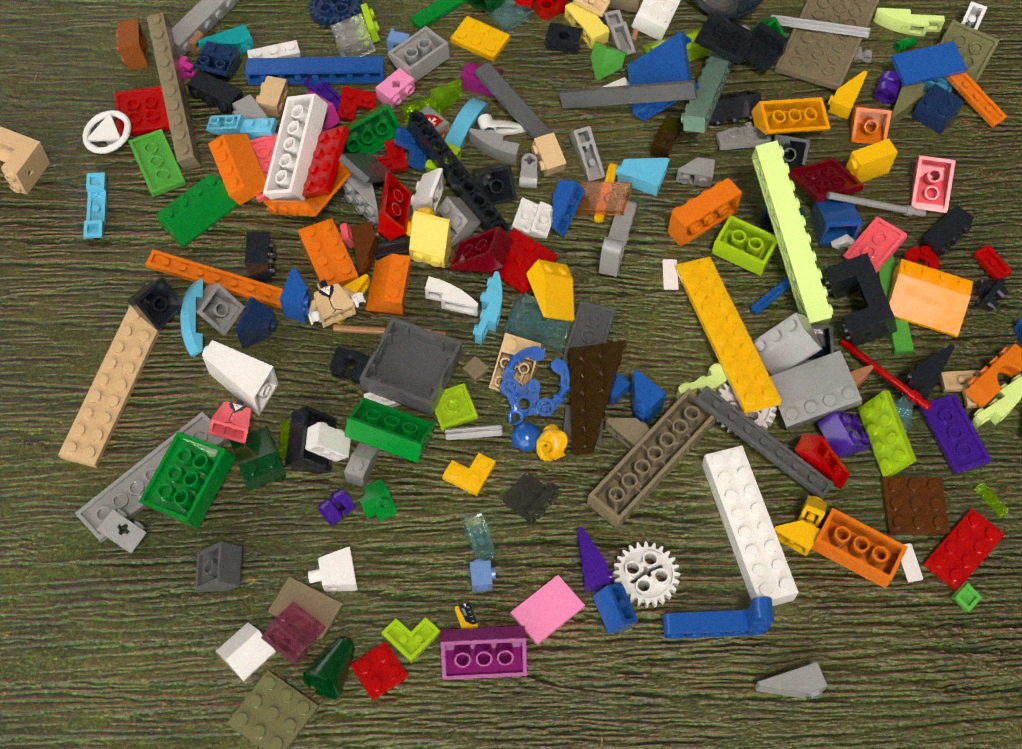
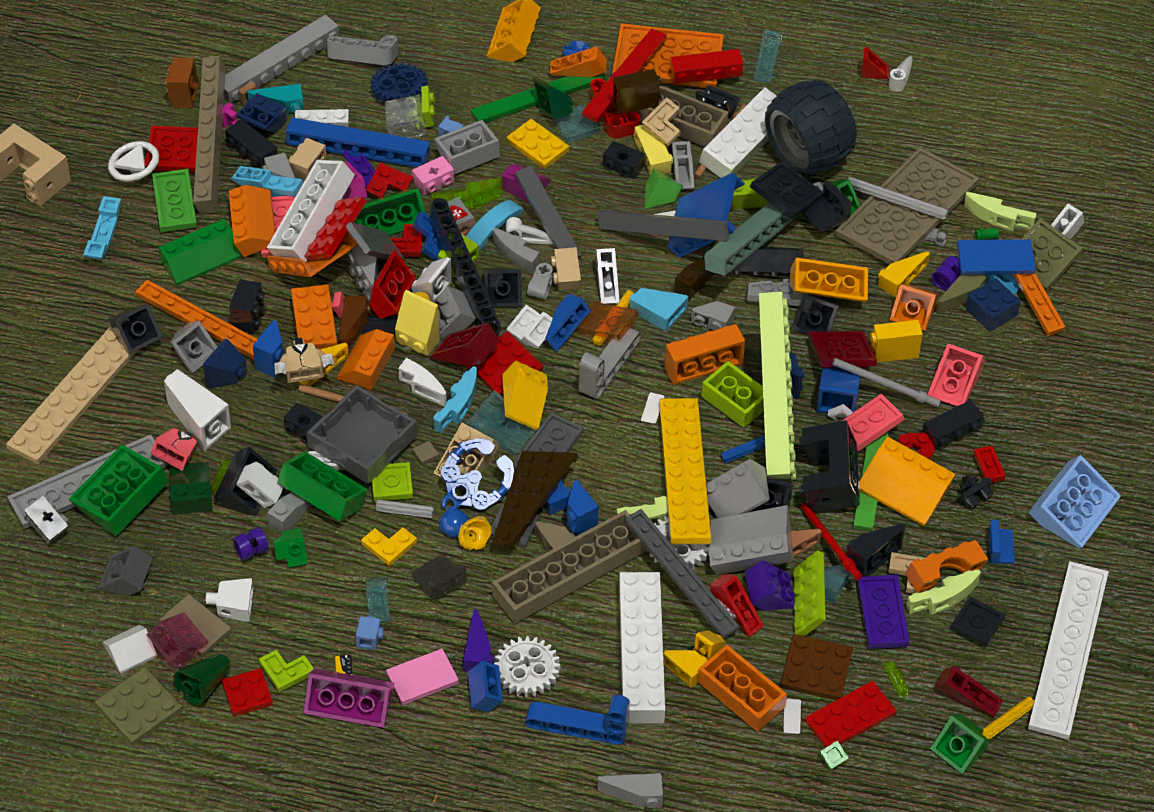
camera: 15 degrees right, 10 degrees down
(192, 339) = (160, 368): medium azure slope -> none

